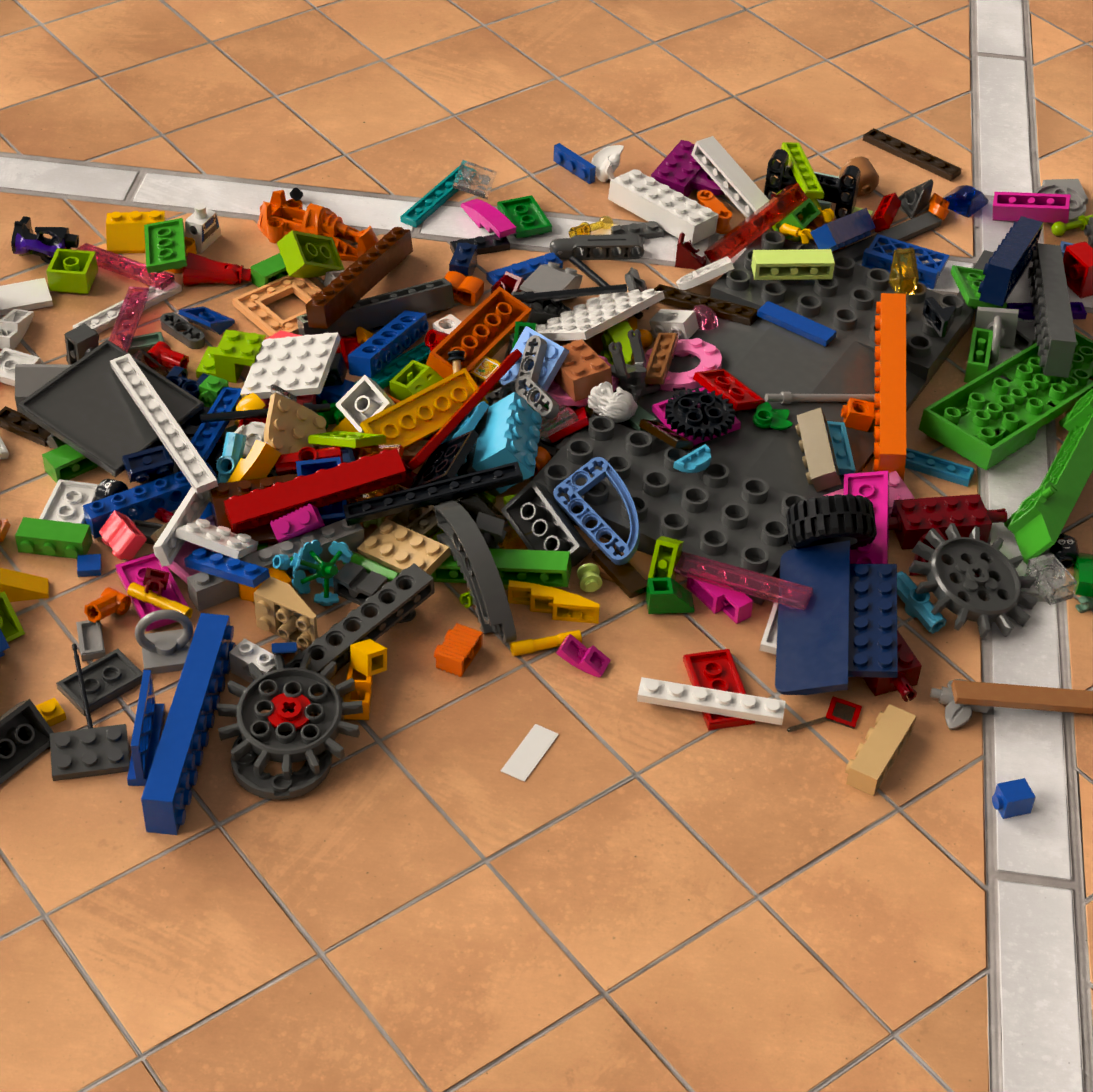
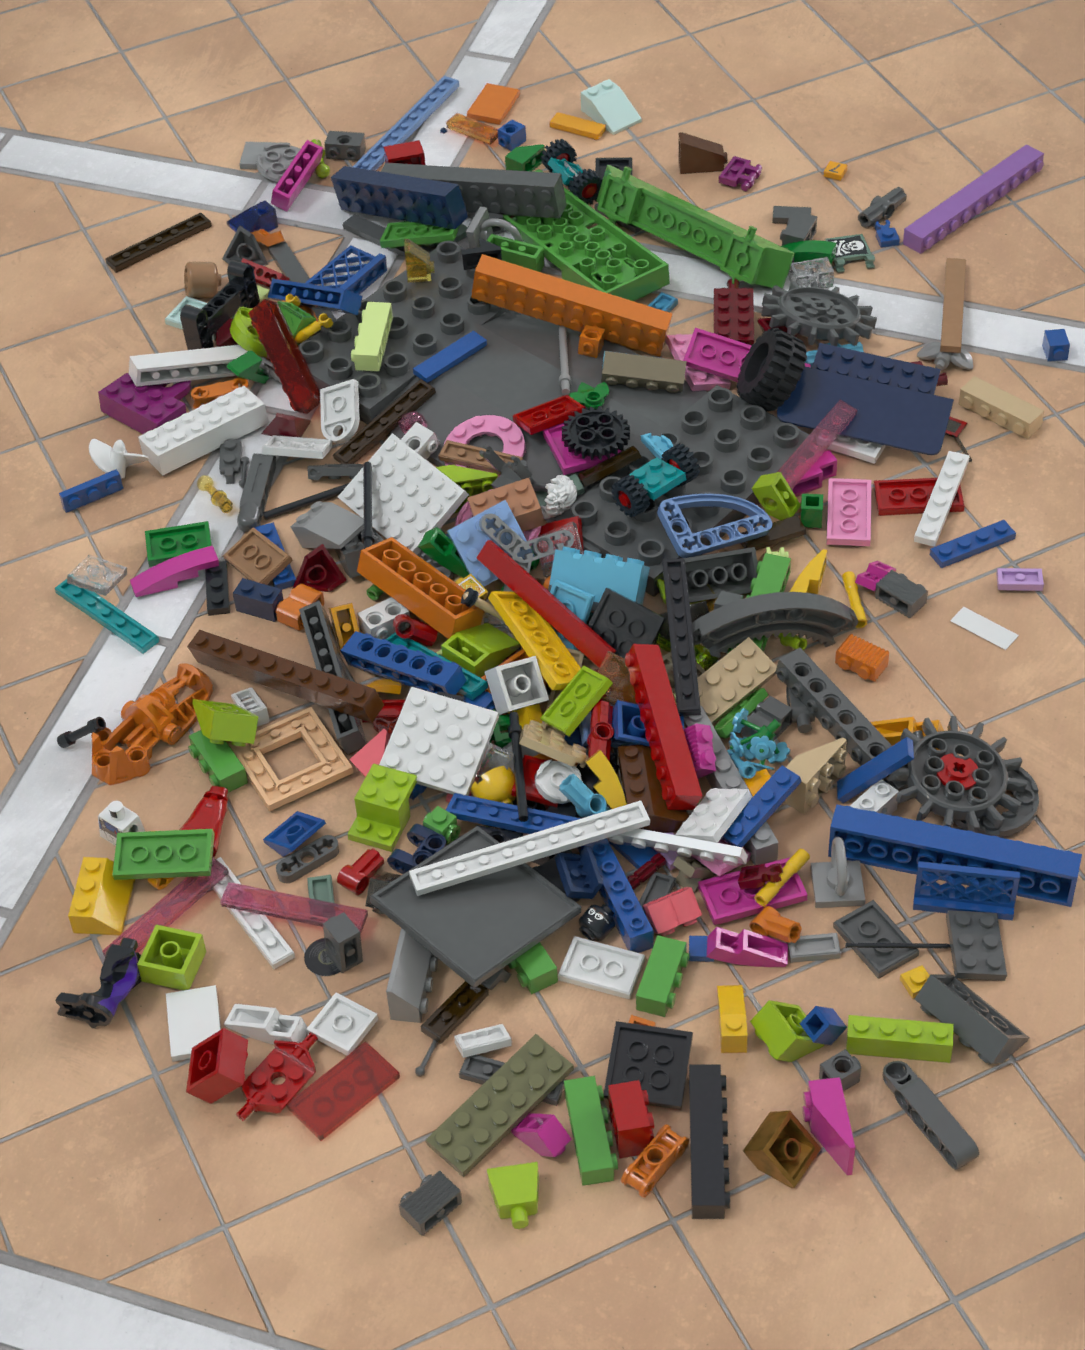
camera: 75 degrees left, 5 degrees up
(82, 587) = (746, 948): none -> dark pink slope
(368, 657) = (882, 714): yellow brick -> none
(443, 307) = (343, 622): none -> light orange slope
(512, 256) = (257, 557): none -> medium nougat tile
(558, 675) = (901, 593): none -> dark grey brick
(602, 774) = (1020, 579): none -> lavender plate
(637, 453) = (655, 479): none -> plate
(654, 736) = (972, 543): none -> blue plate
(657, 260) = (297, 447): none -> white tile
(674, 630) = (849, 512): none -> bright pink plate
(741, 210) = (248, 367): none -> green slope
(803, 171) = (210, 304): lime tile -> none

